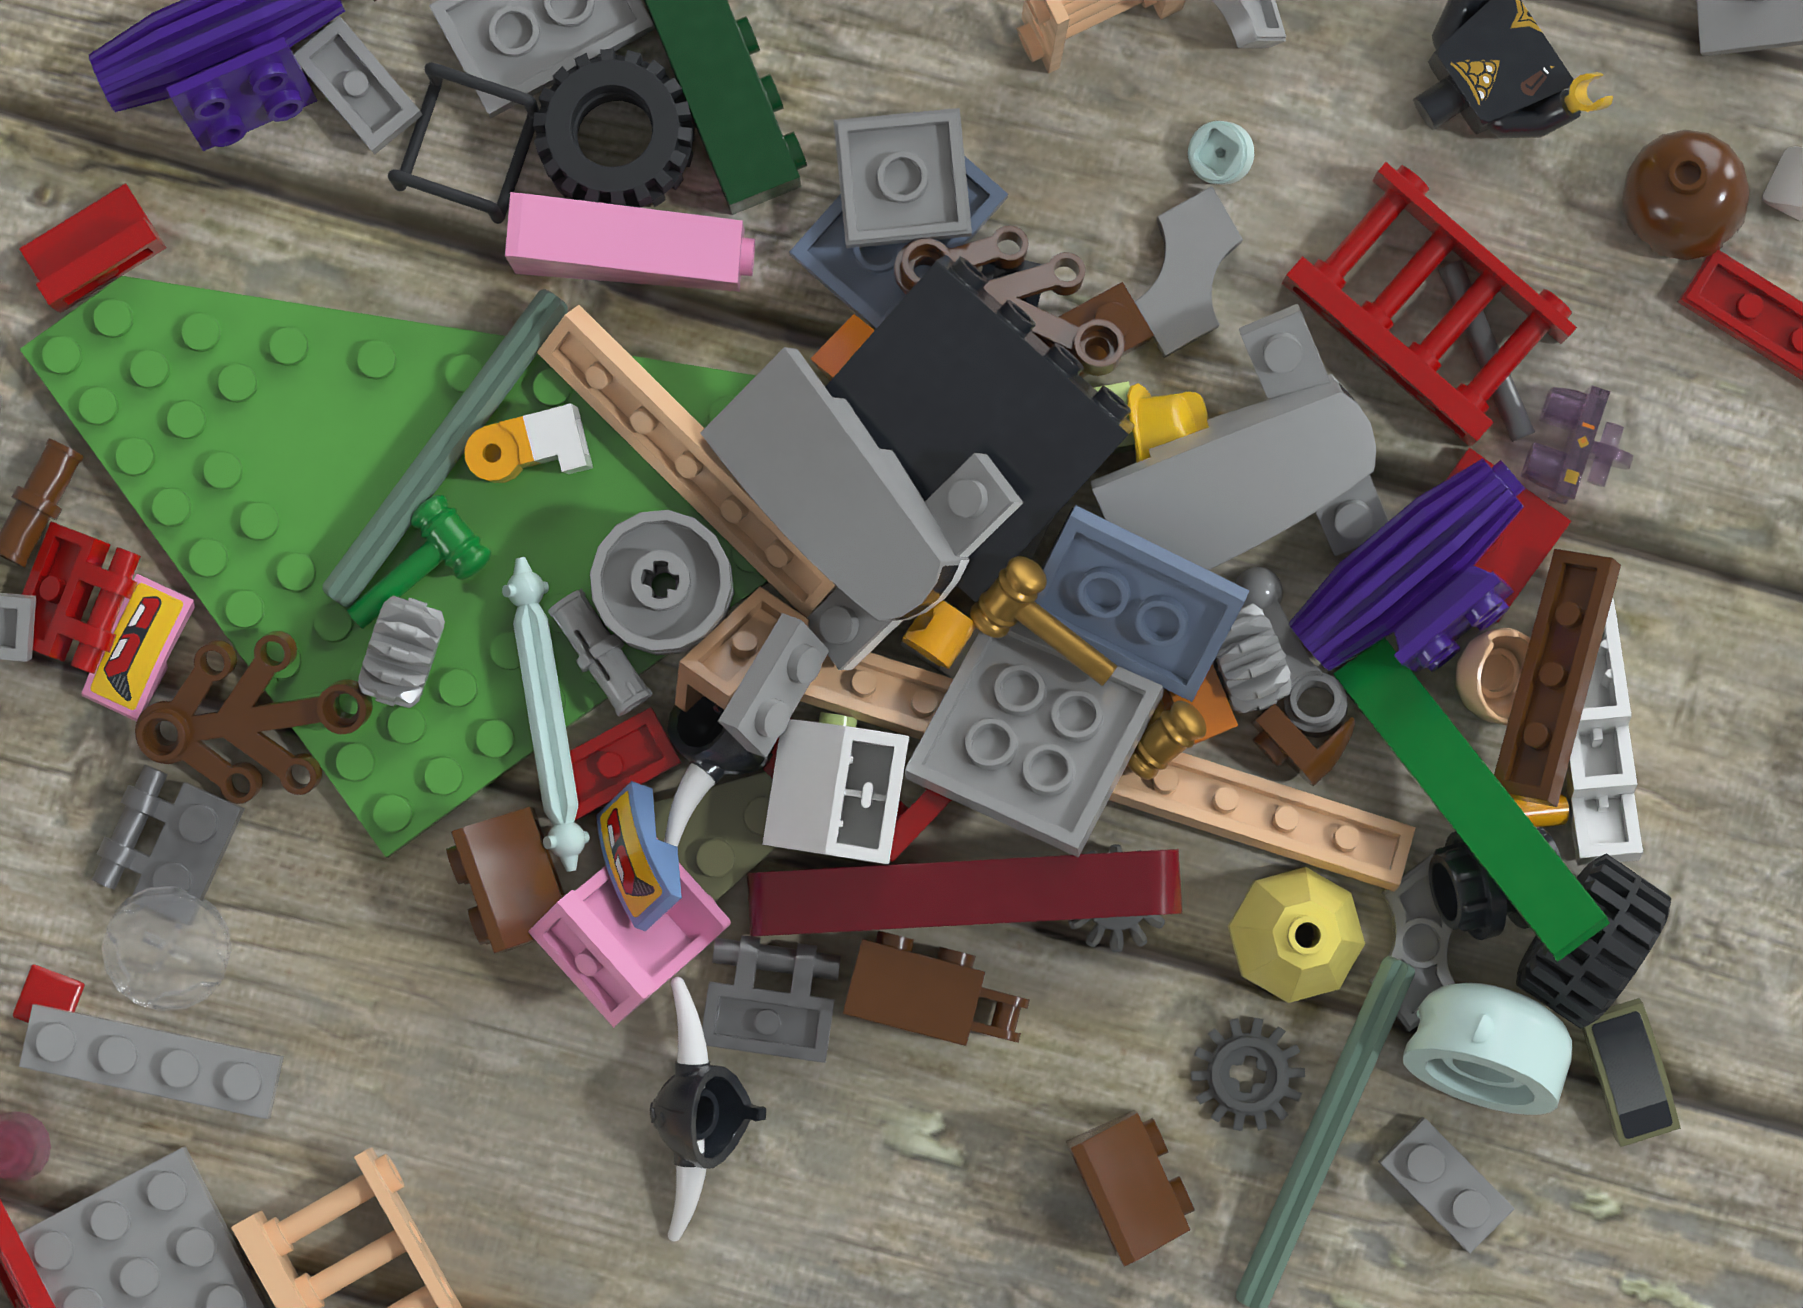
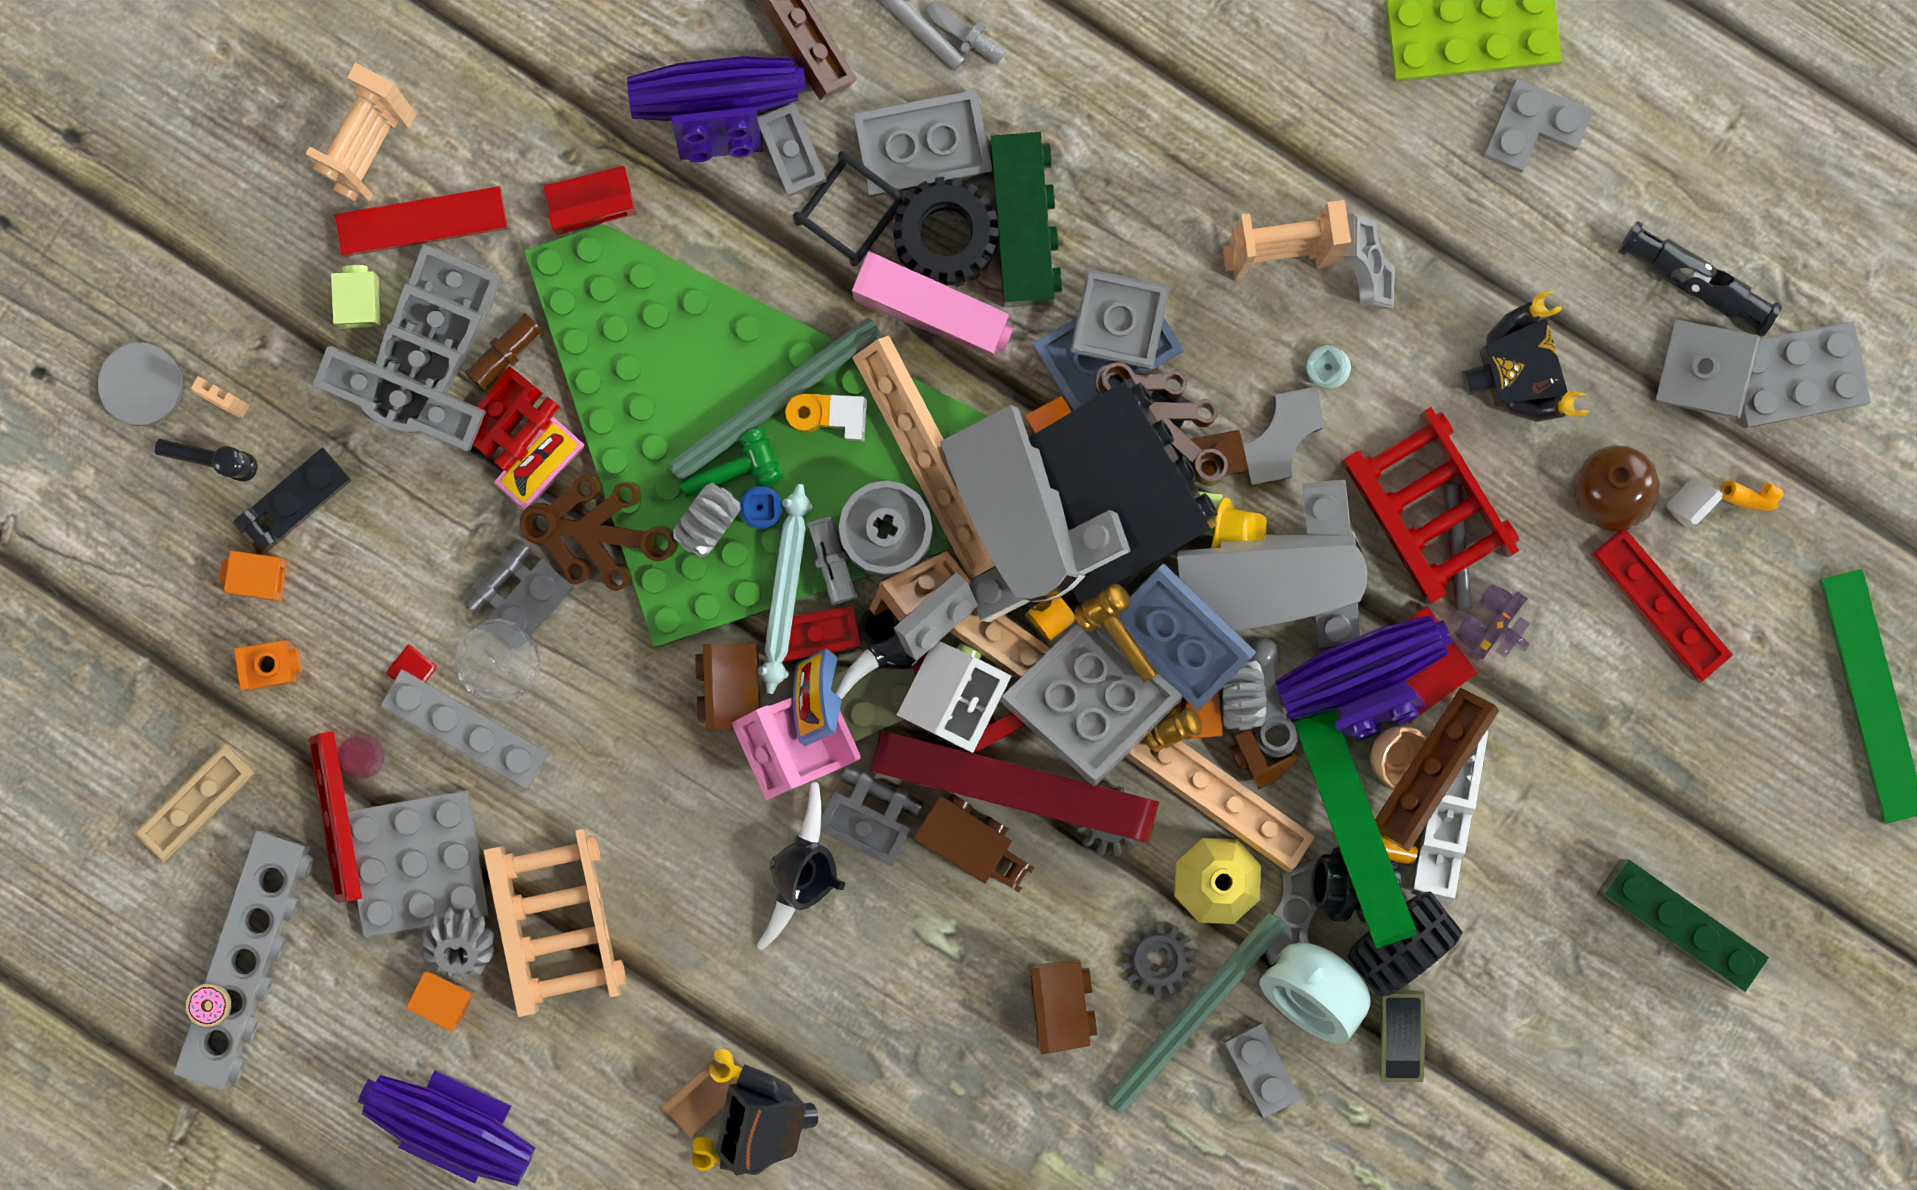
camera: 15 degrees right, 0 degrees up
(472, 609) = (760, 507): none -> blue tile

